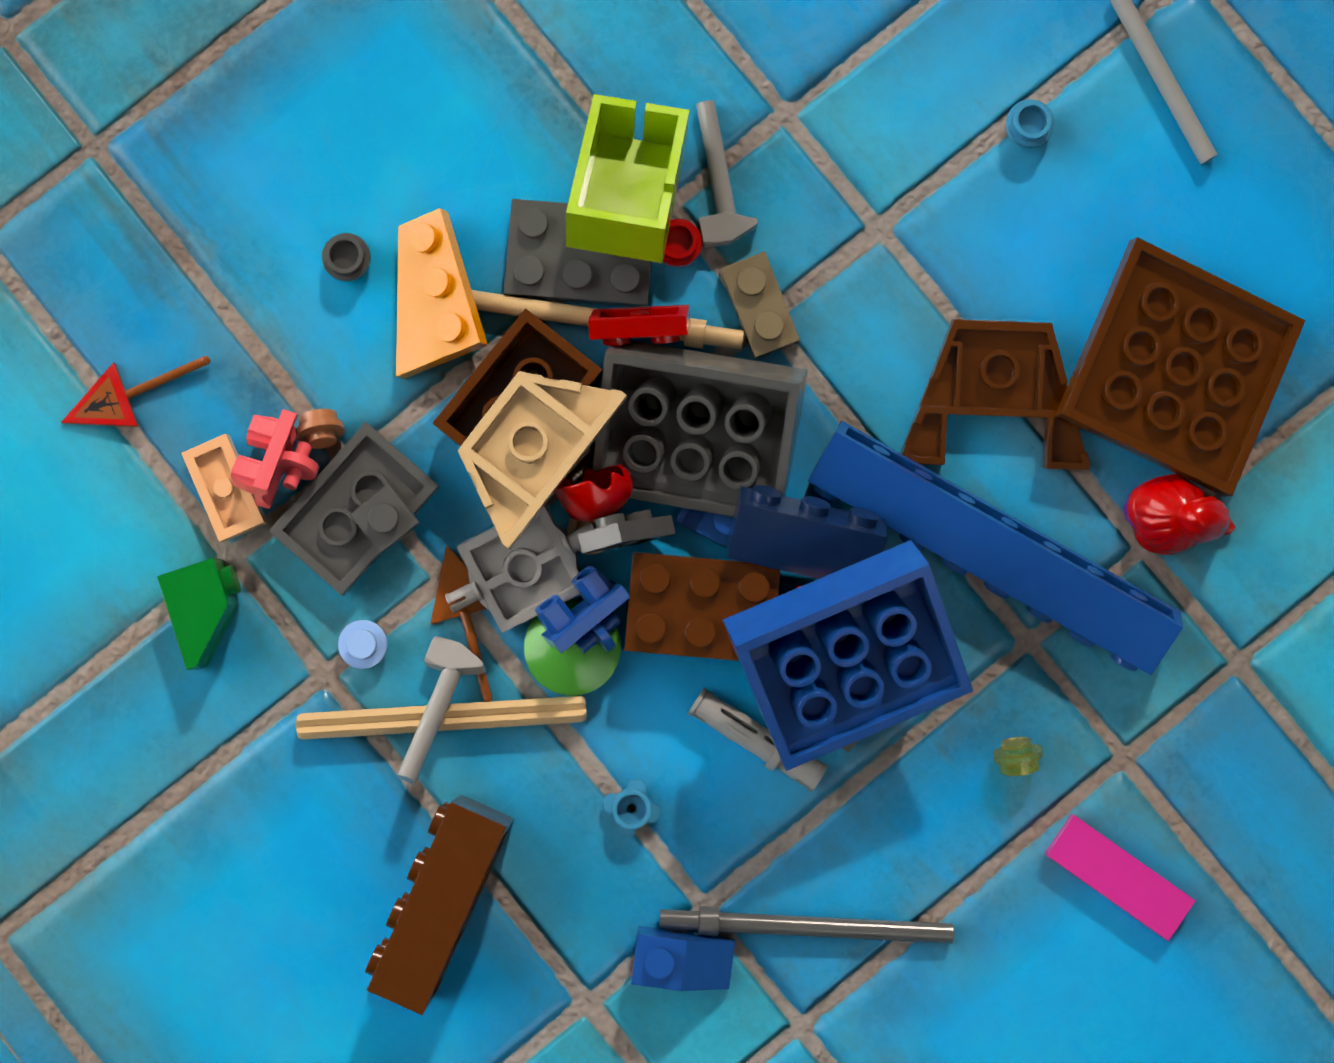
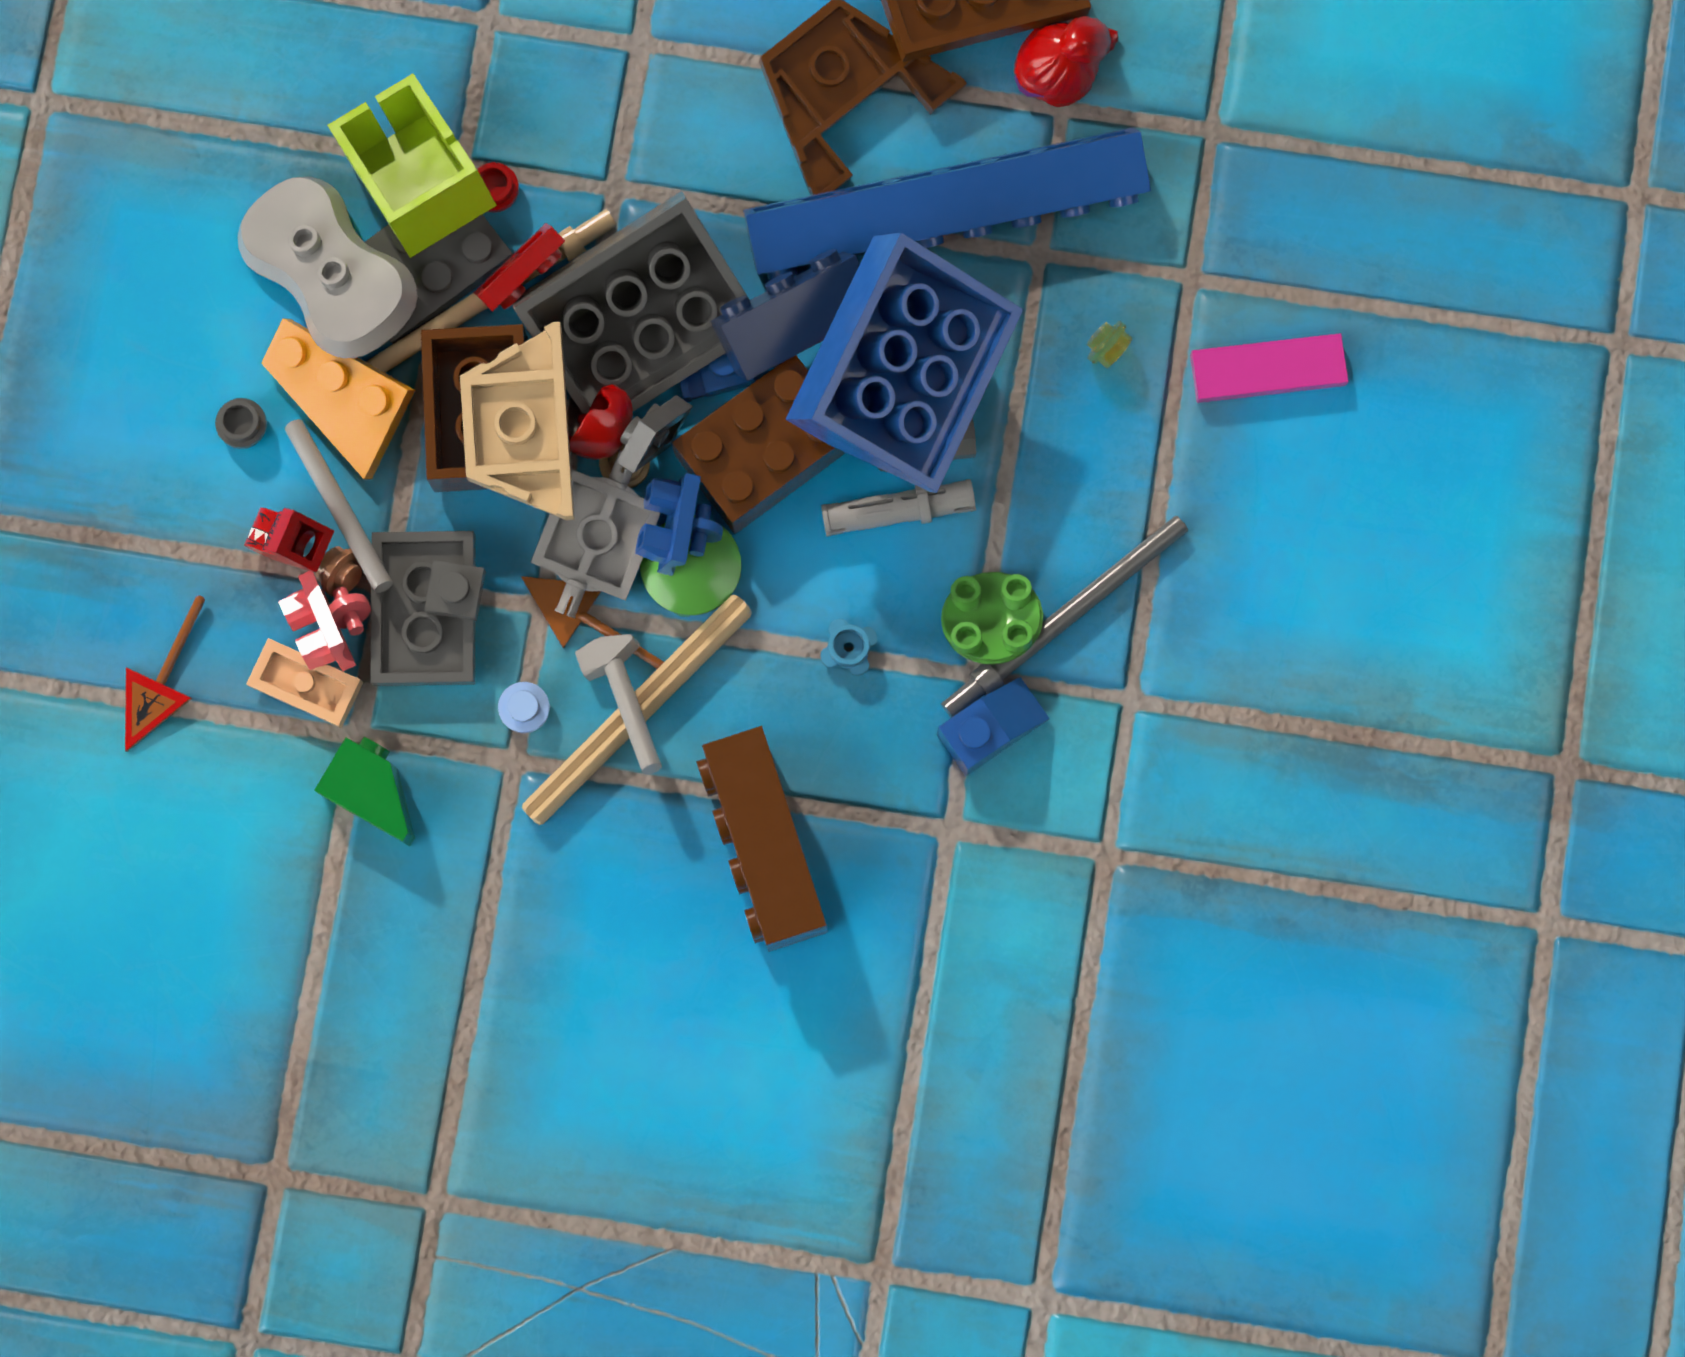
camera: 40 degrees left, 5 degrees down
(298, 372) = (285, 536): none -> red leg
(359, 381) = (338, 506): none -> light grey bar
(504, 224) = (345, 288): none -> light grey plate
(726, 225) = (518, 142): light grey piece -> none
(752, 880) = (992, 617): none -> bright green dish
(759, 305) = (600, 180): dark tan plate -> none

